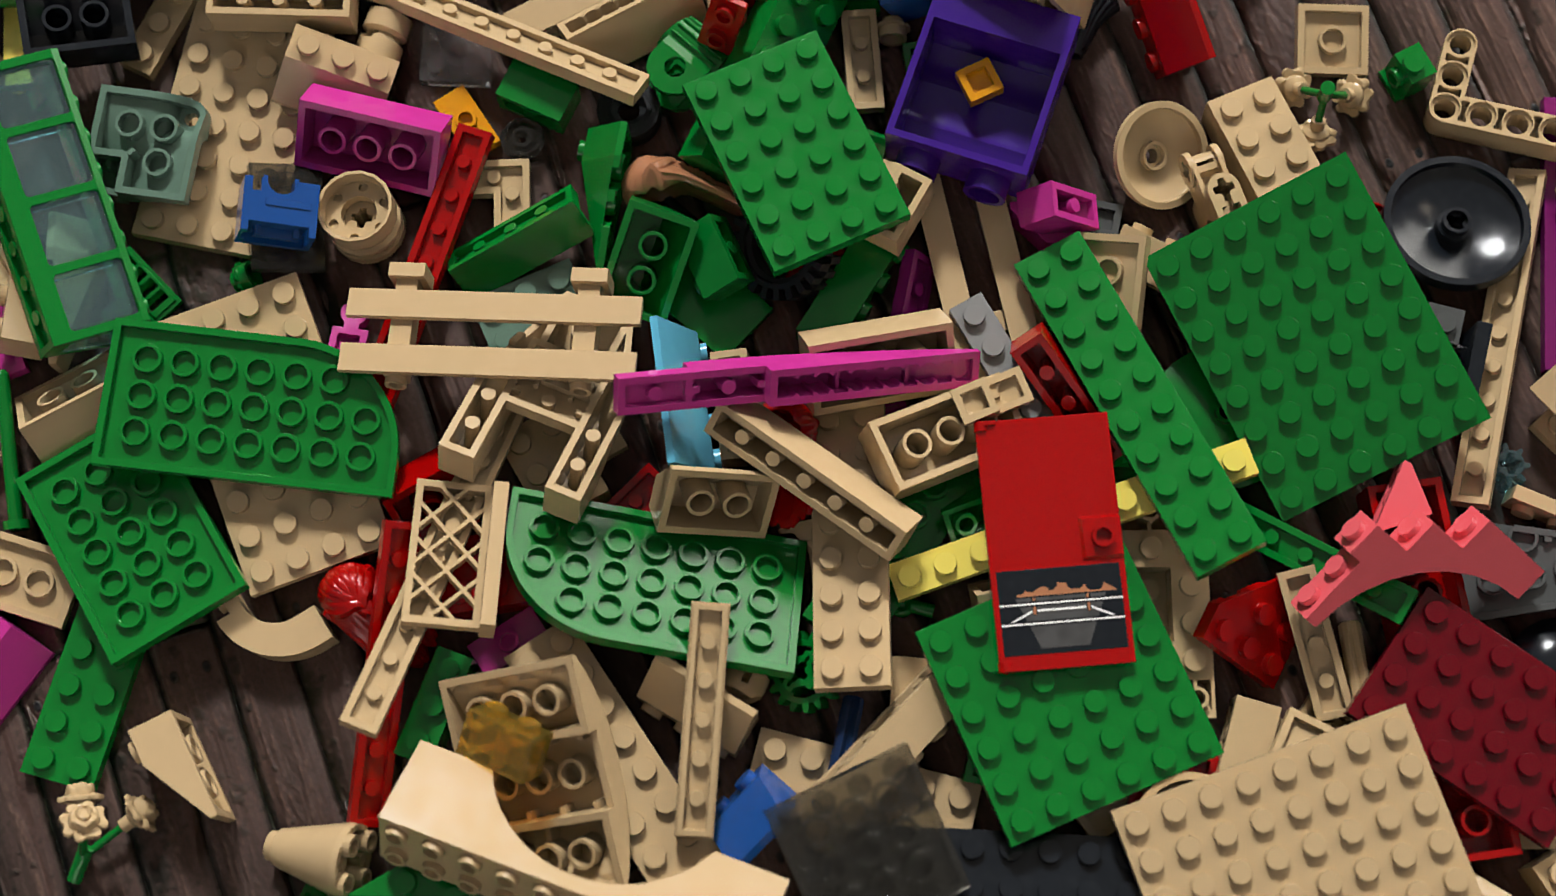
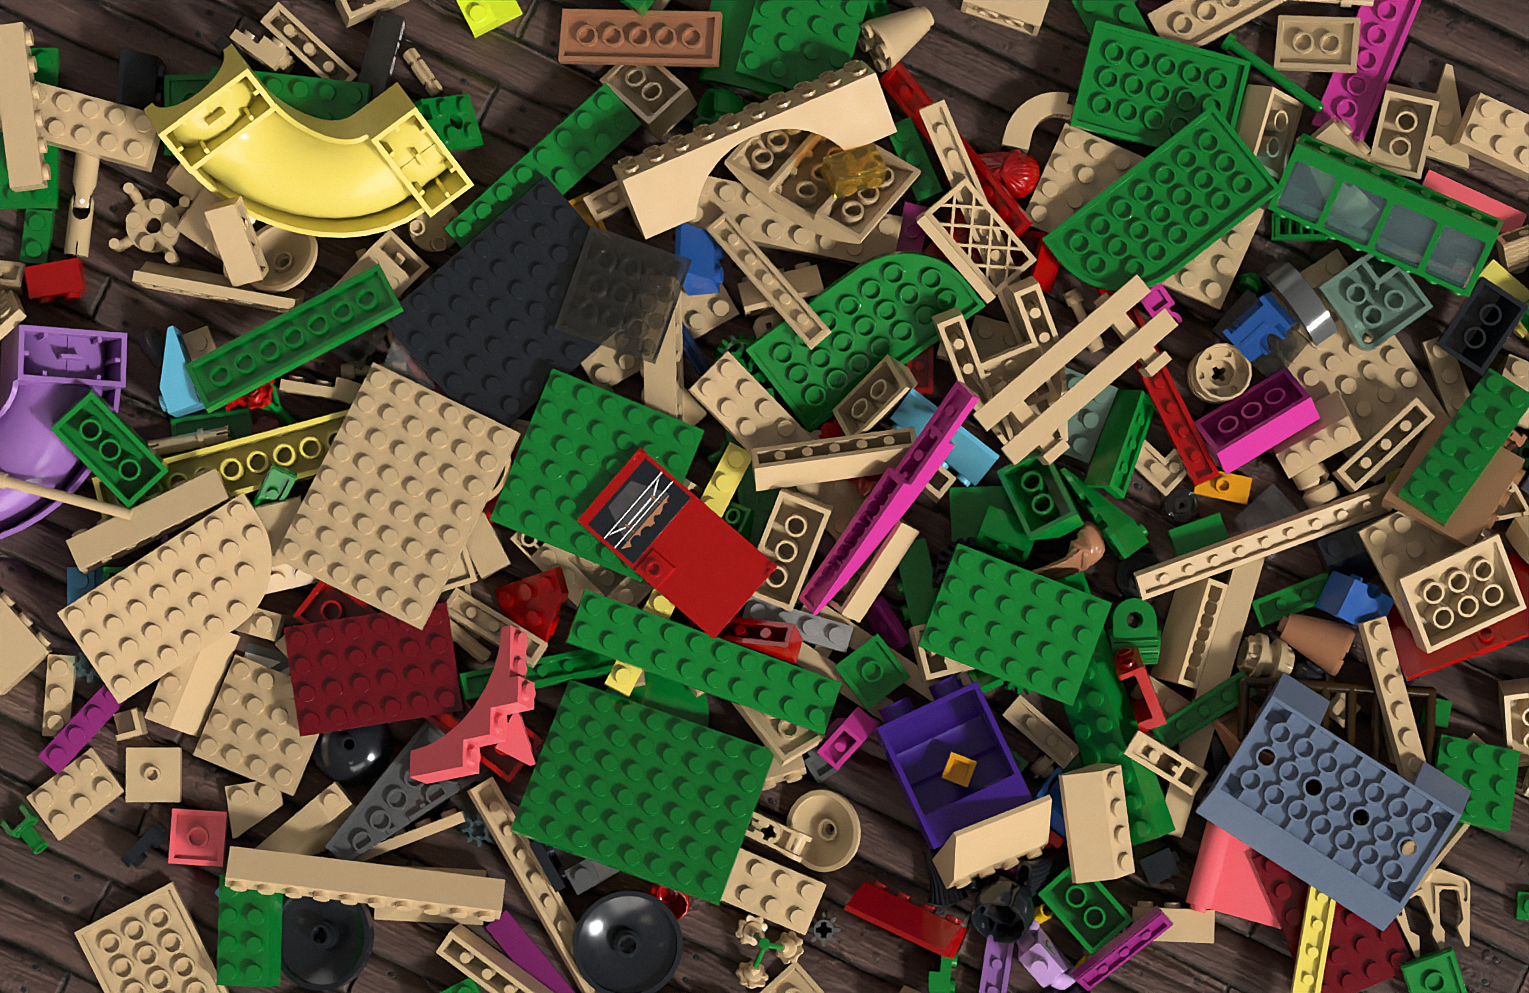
camera: 135 degrees right, 10 degrees up
(213, 211) = (1300, 300): none -> dark grey arch
(424, 423) = (1073, 299): none -> tan bar
(972, 250) = (872, 672): none -> green plate
(992, 396) = (782, 591): tan slope -> none
(1247, 64) = (829, 935): none -> dark grey gear

